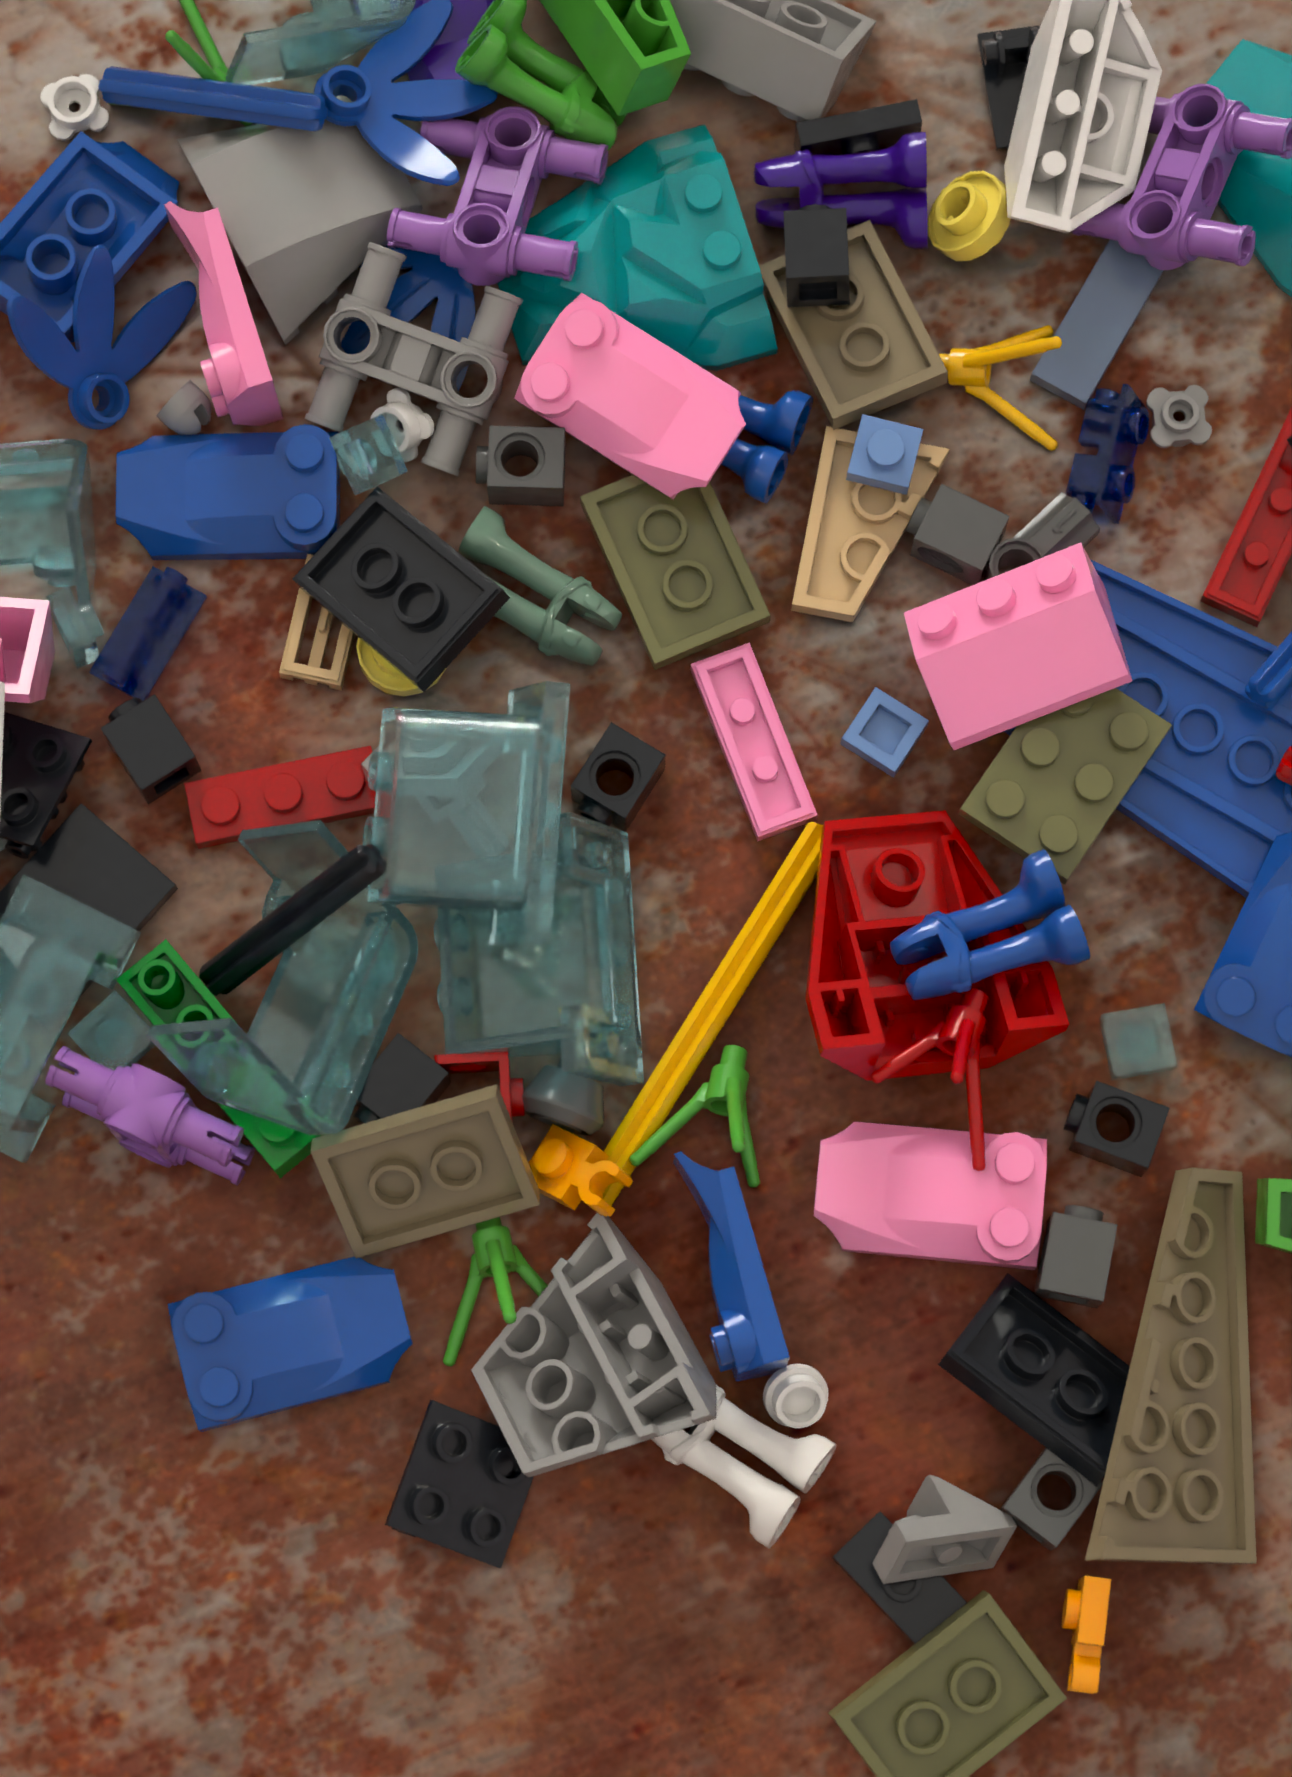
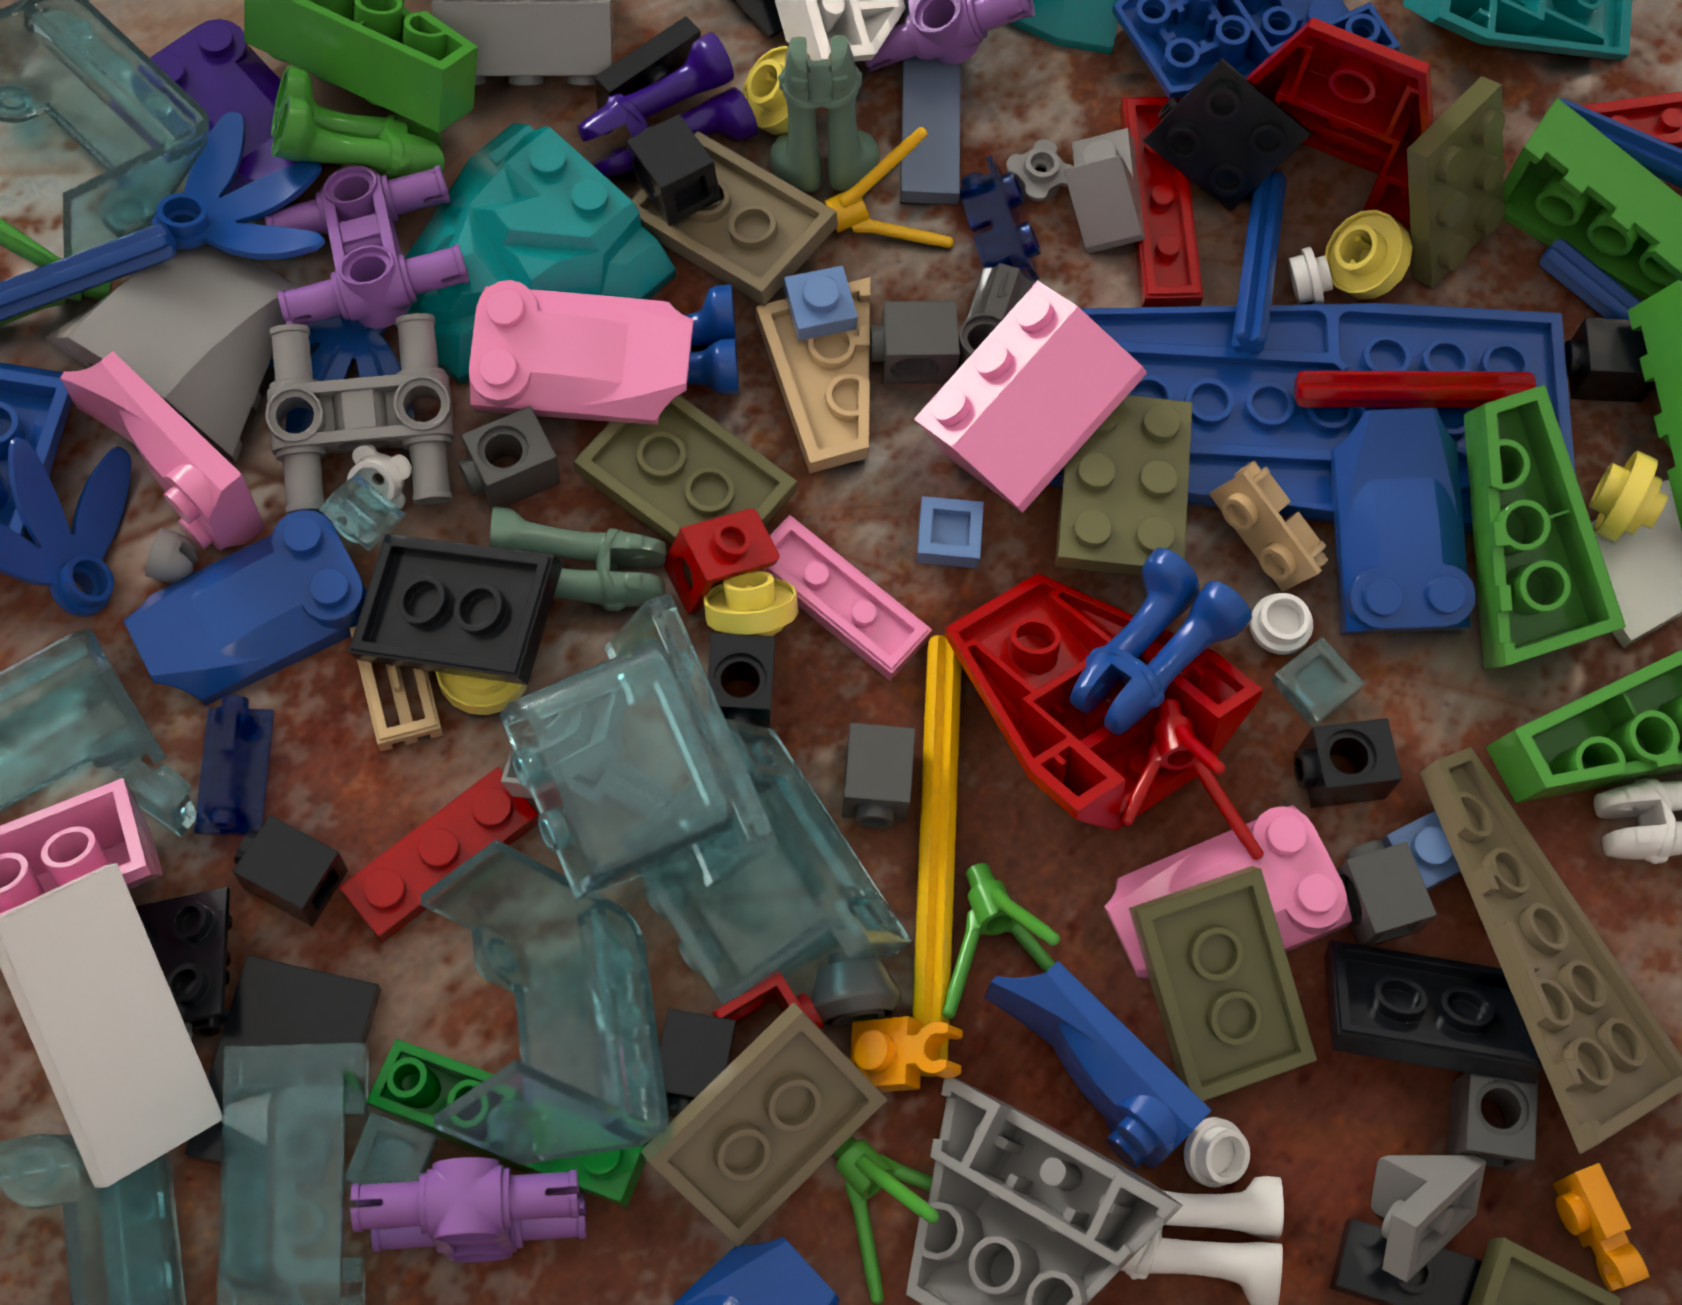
camera: 35 degrees left, 10 degrees down
(293, 919) = (514, 949): black axle -> none
(663, 650) = (718, 552): none -> red bracket
(664, 712) = (751, 605): none -> light yellow plate
(692, 922) = (878, 774): none -> dark grey brick
(880, 1260) = (1223, 983): none -> olive plate
(999, 254) = (829, 85): none -> sand green piece
(1135, 1242) = (1428, 848): none -> medium blue plate
(1140, 971) = (1281, 623): none -> white plate
(1182, 906) = (1286, 548): none -> tan hinge
(1229, 468) = (1106, 190): none -> light grey slope

